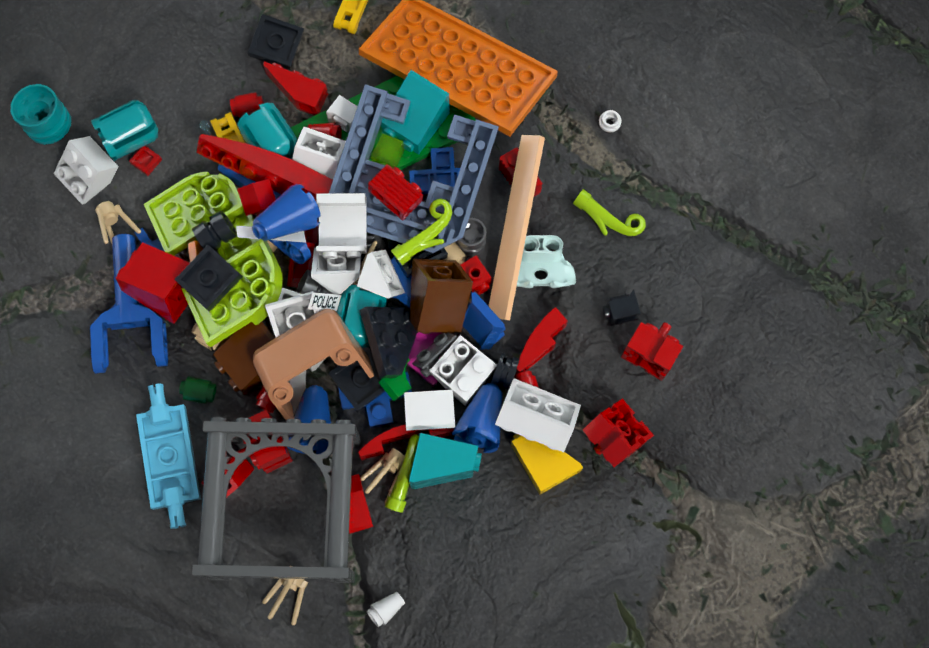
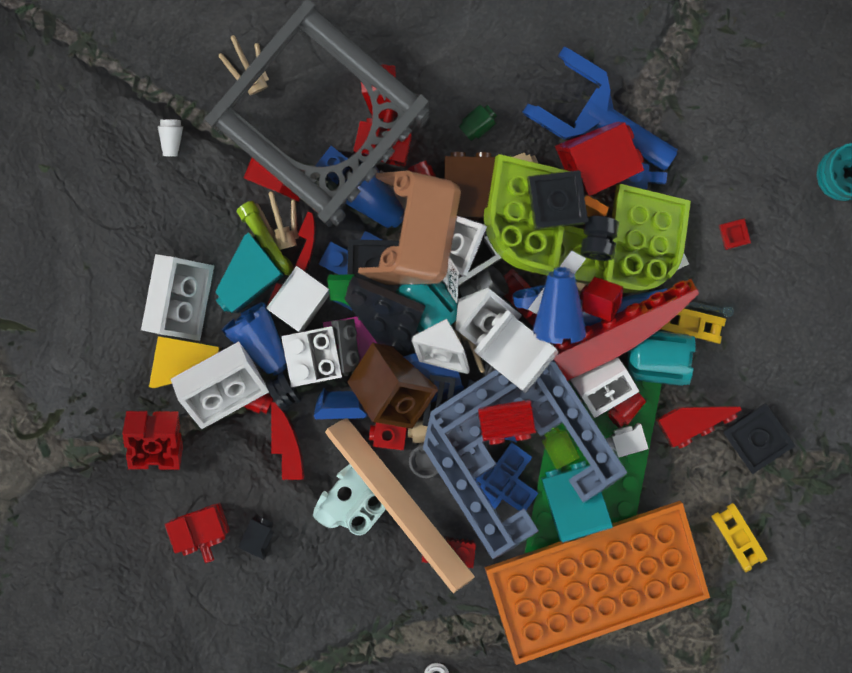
camera: 135 degrees right, 15 degrees up
(85, 168) = (766, 174): white slope -> none
(108, 216) = (703, 161): tan plant -> none
(126, 129) = (773, 236): teal cylinder -> none
(168, 456) = (440, 55): medium azure plate -> none
(245, 103) = (714, 363): red brick -> none
(308, 469) = (332, 158): none -> blue window
(425, 238) = (446, 412): lime plant -> none
(501, 504) = (177, 297): none -> white slope
(603, 217) = (354, 591): lime plant -> none

